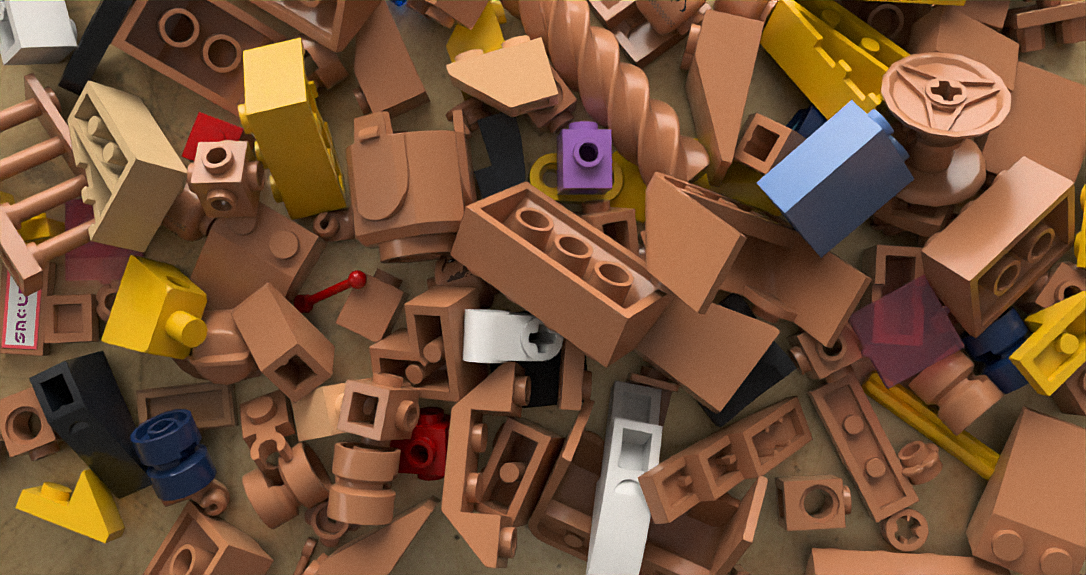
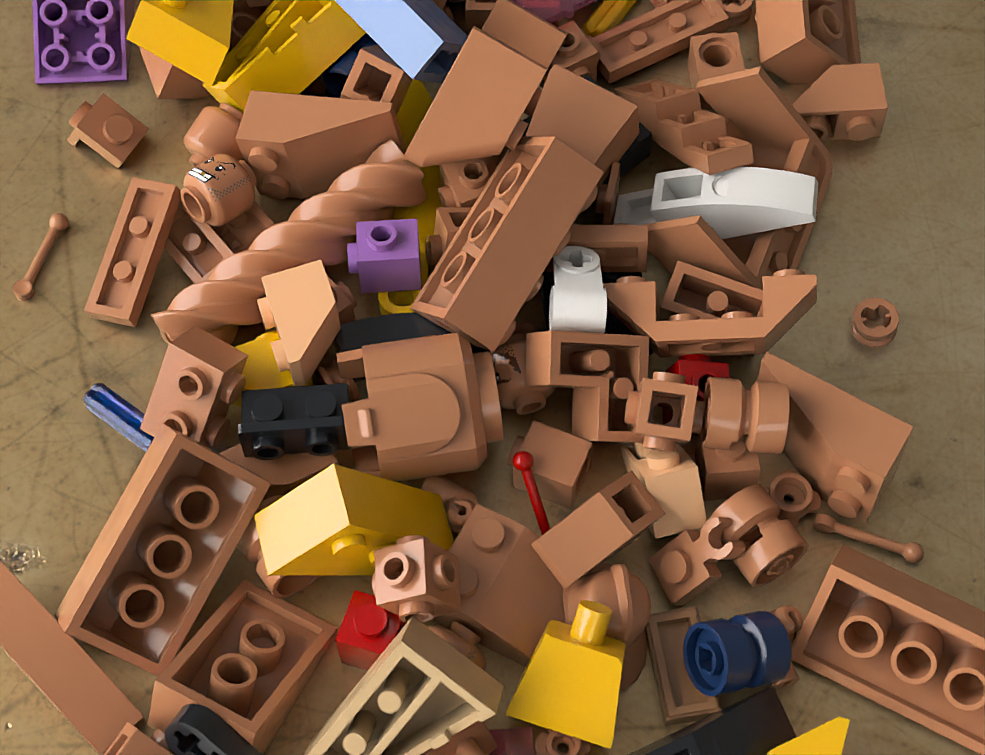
camera: 95 degrees left, 25 degrees down
(407, 74) = (293, 421): none -> black bracket

